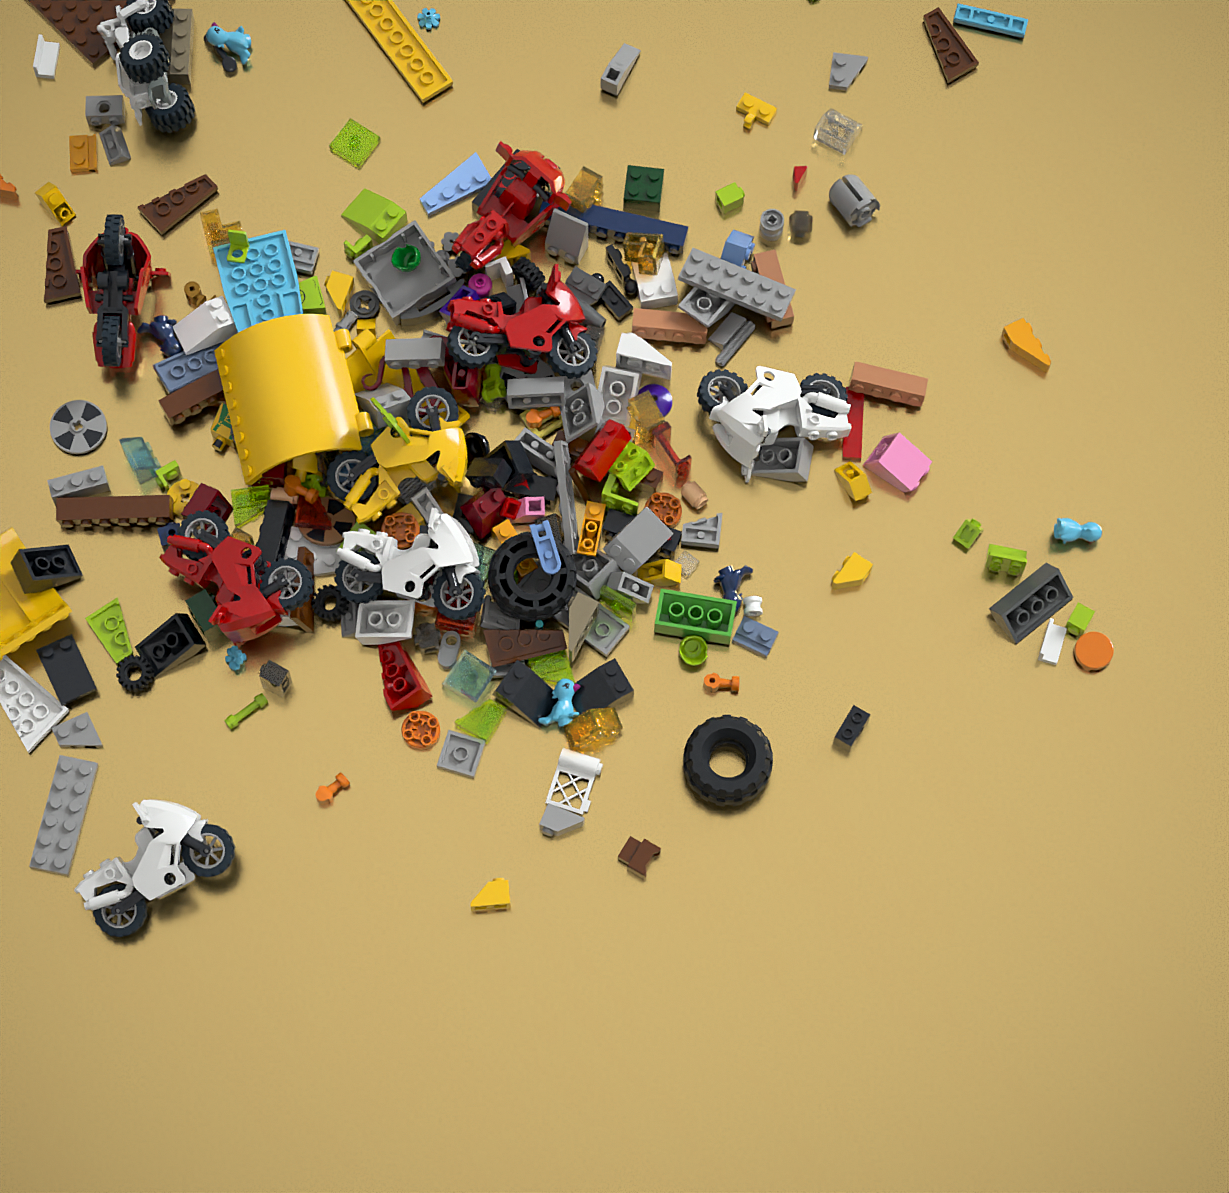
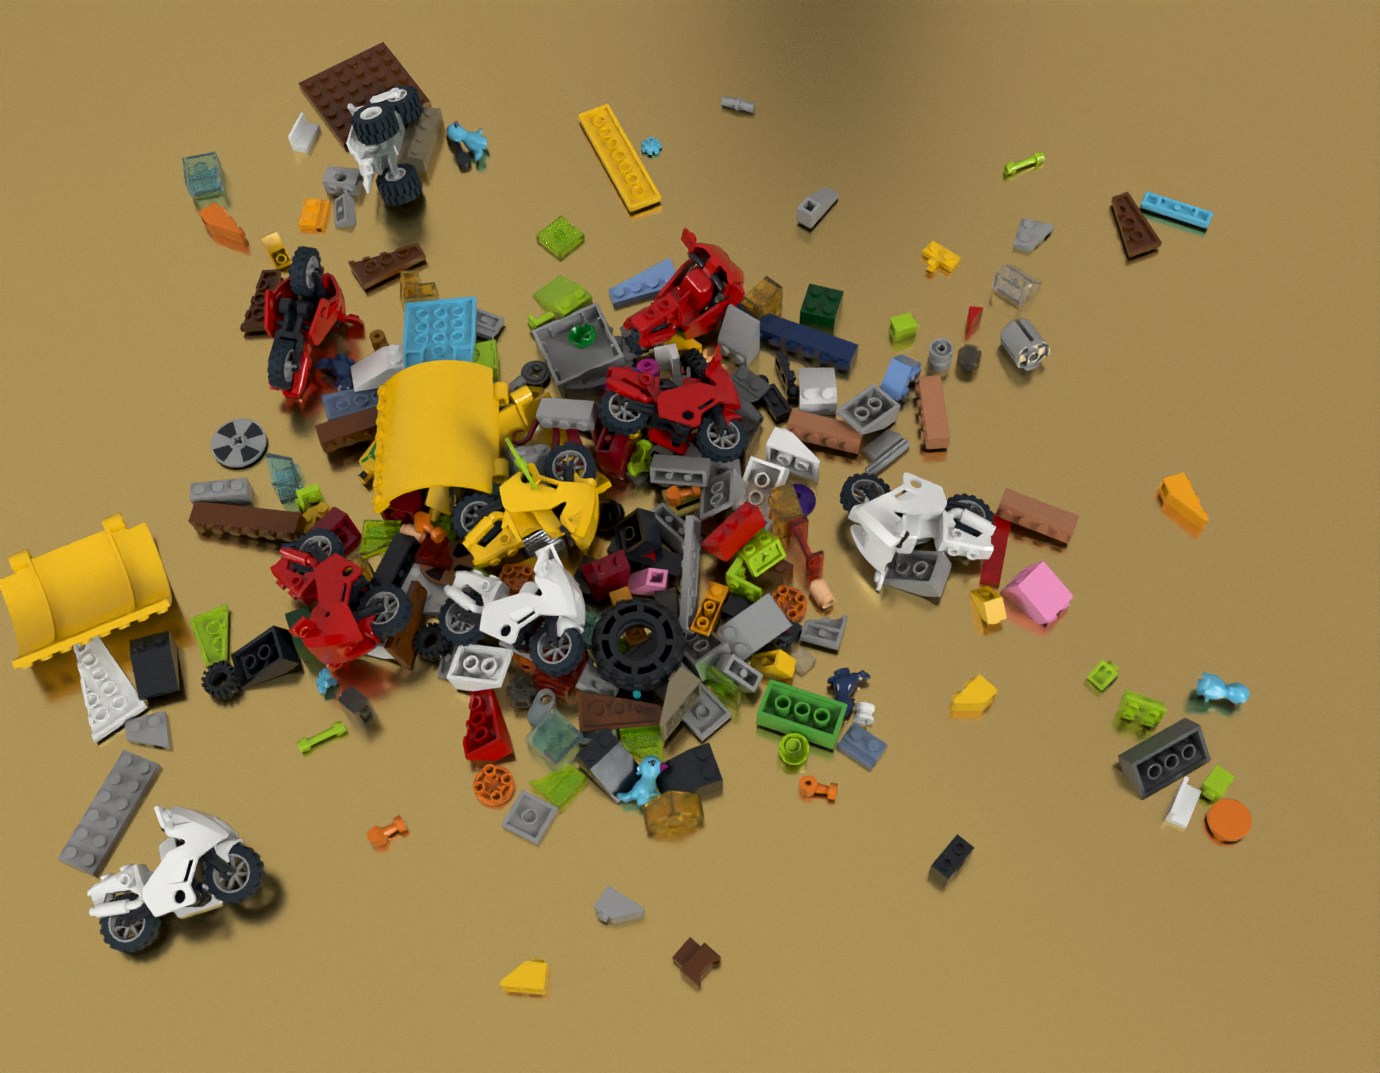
camera: 15 degrees right, 10 degrees down
(45, 567) = (165, 564): slope -> none
(238, 241) = (428, 299): lime bracket -> none
(339, 290) = (515, 356): yellow slope -> none
(488, 473) = (615, 536): black brick -> none
(510, 508) = (632, 576): red slope -> none
(546, 548) = (655, 615): medium blue plate -> none
(579, 485) = (705, 563): reddish brown piece -> none
(580, 766) = (649, 850): white piece -> none
(646, 250) = (812, 359): clear yellow brick -> none
(727, 732) = (814, 841): black tyre -> none
(736, 284) = (897, 400): light grey plate -> none

